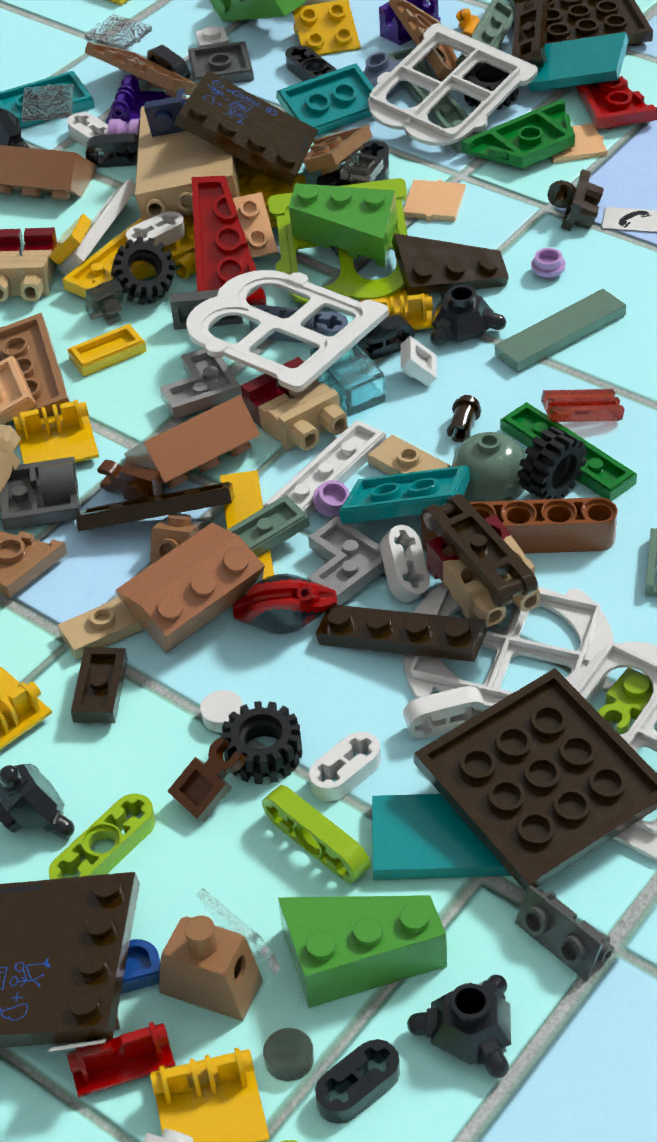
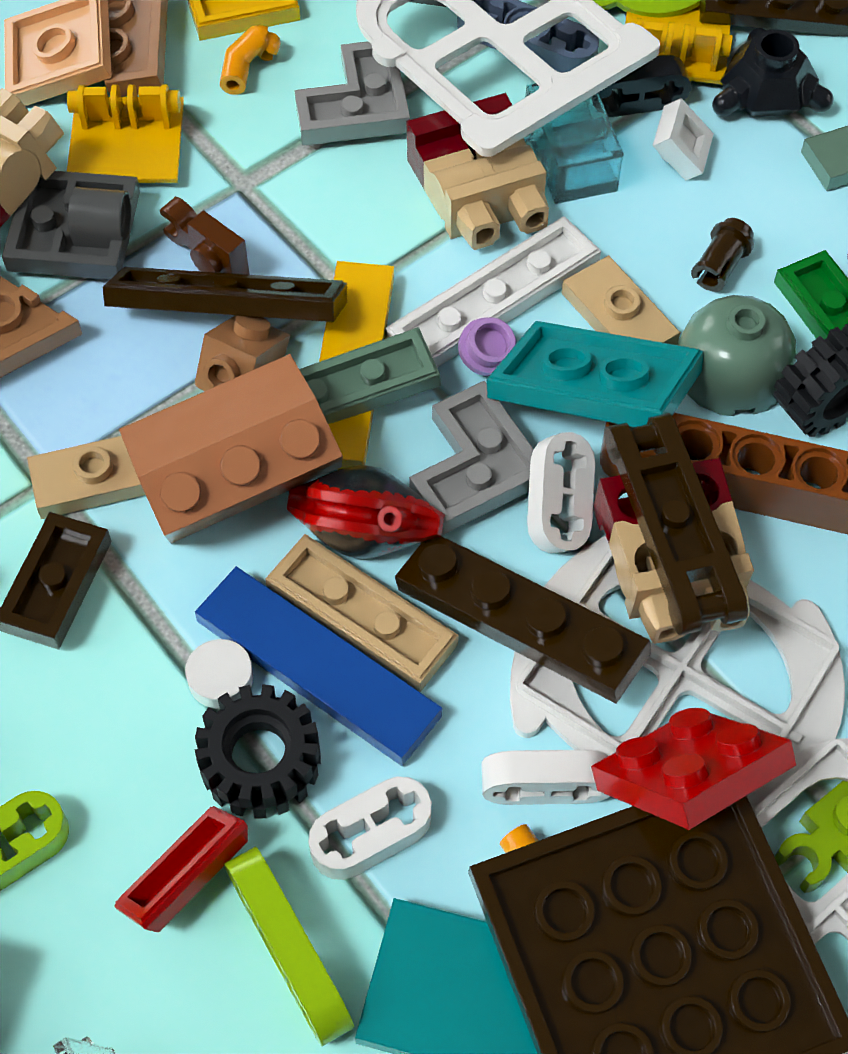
camera: 10 degrees right, 15 degrees up
(114, 378) = (239, 55): none -> light orange arm
(197, 442) = (316, 199): nougat slope -> none
(203, 783) = (147, 802): reddish brown plate -> none
(237, 812) = (183, 869): none -> red tile
(300, 659) = (363, 612): none -> tan tile
(304, 696) = (320, 665): none -> blue tile
(529, 669) = (693, 766): none -> red plate

